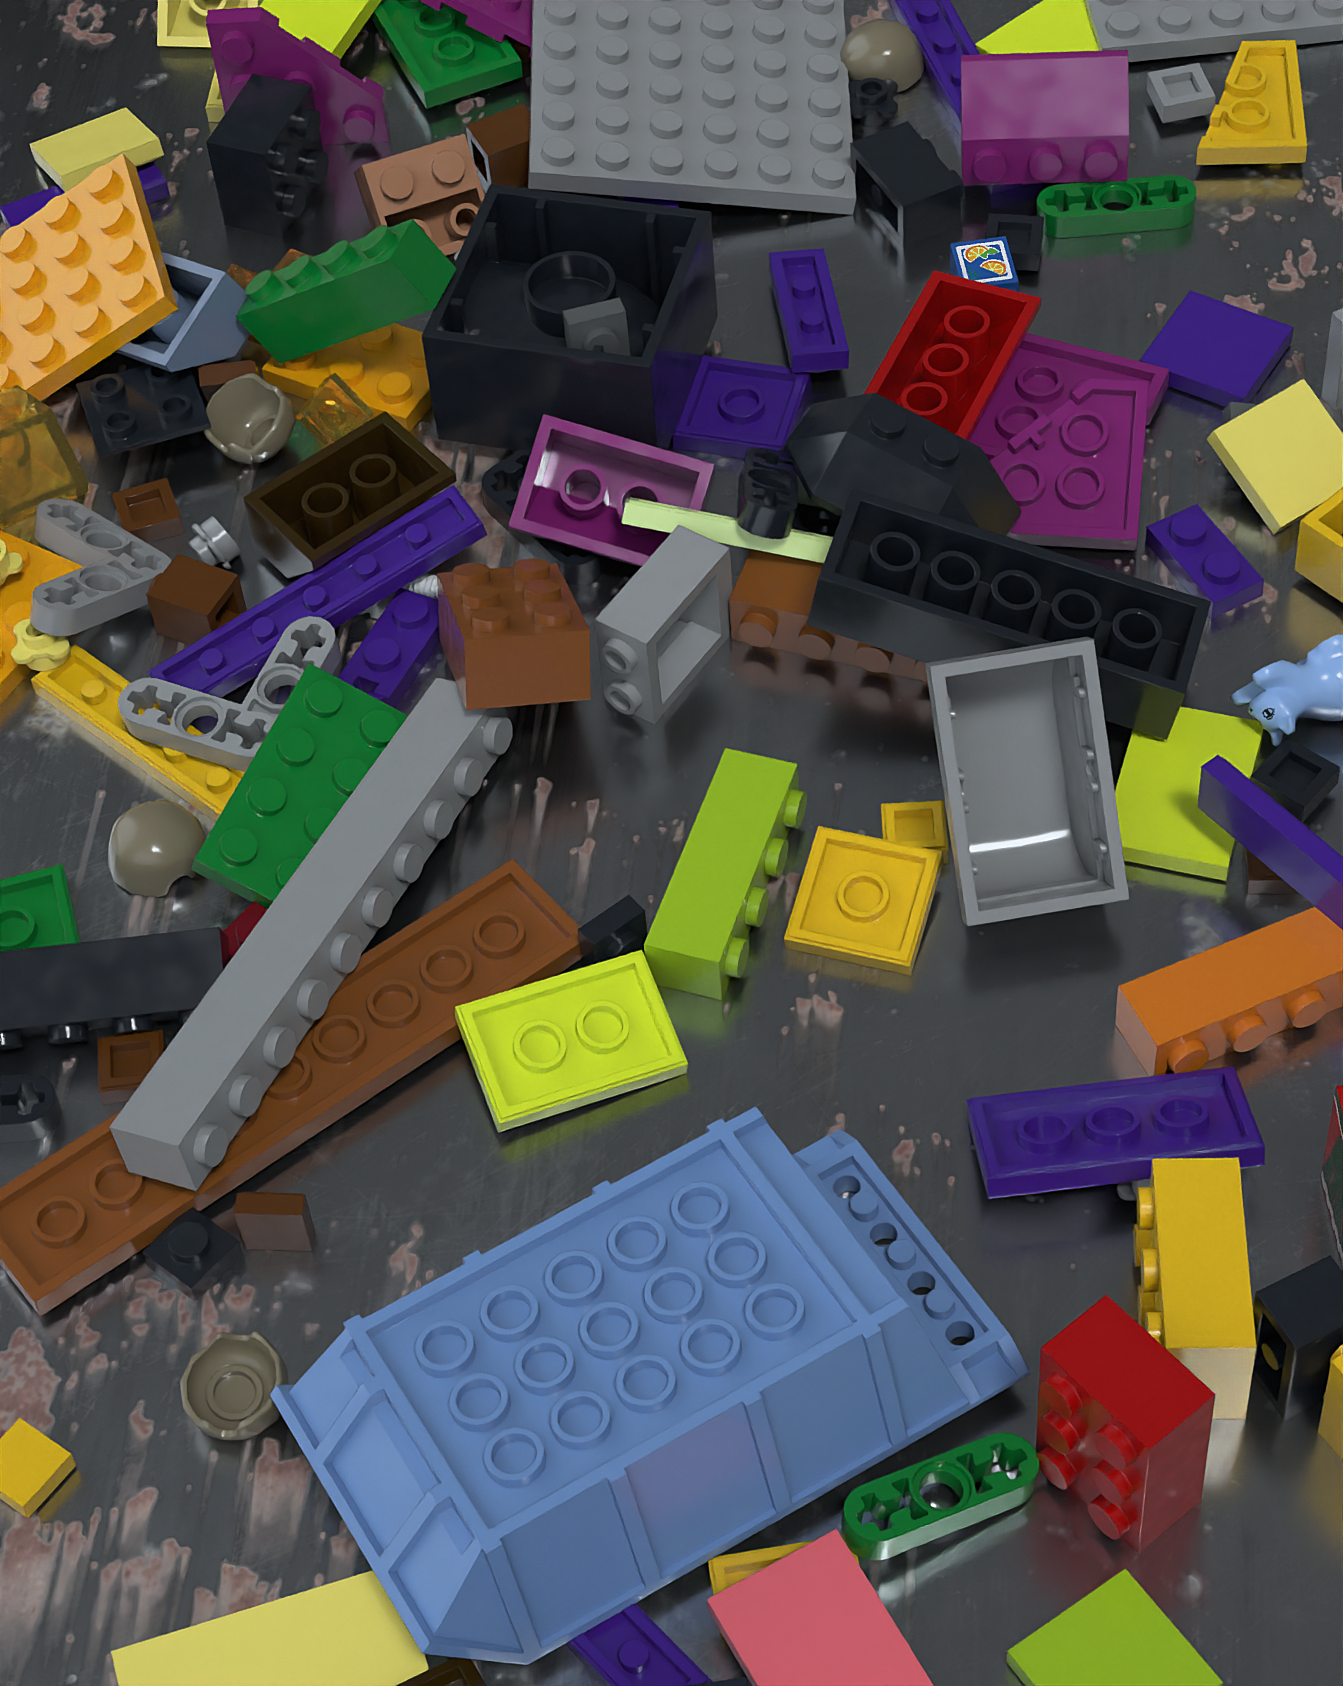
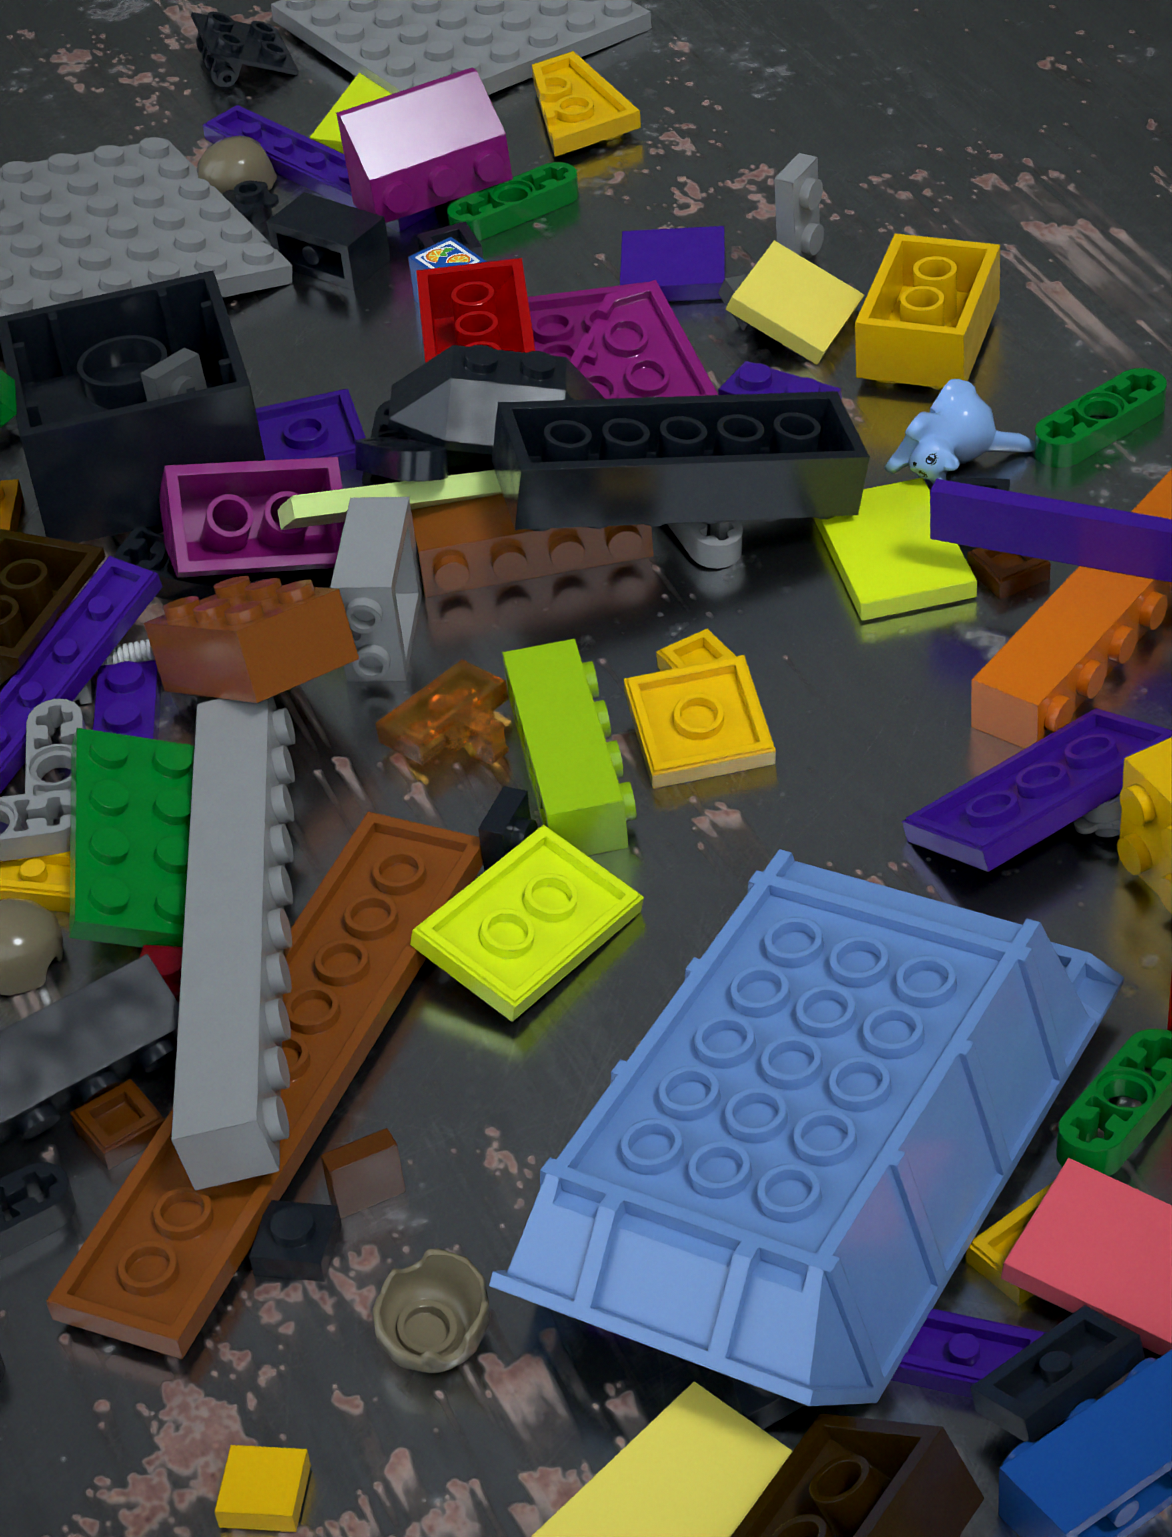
camera: 30 degrees left, 10 degrees down
(652, 786) = (451, 714): none -> clear orange hinge
(808, 311) = (315, 348): dark purple plate -> none
(1027, 781) = (787, 558): light grey container -> none
(1180, 92) = (515, 112): light grey plate -> none

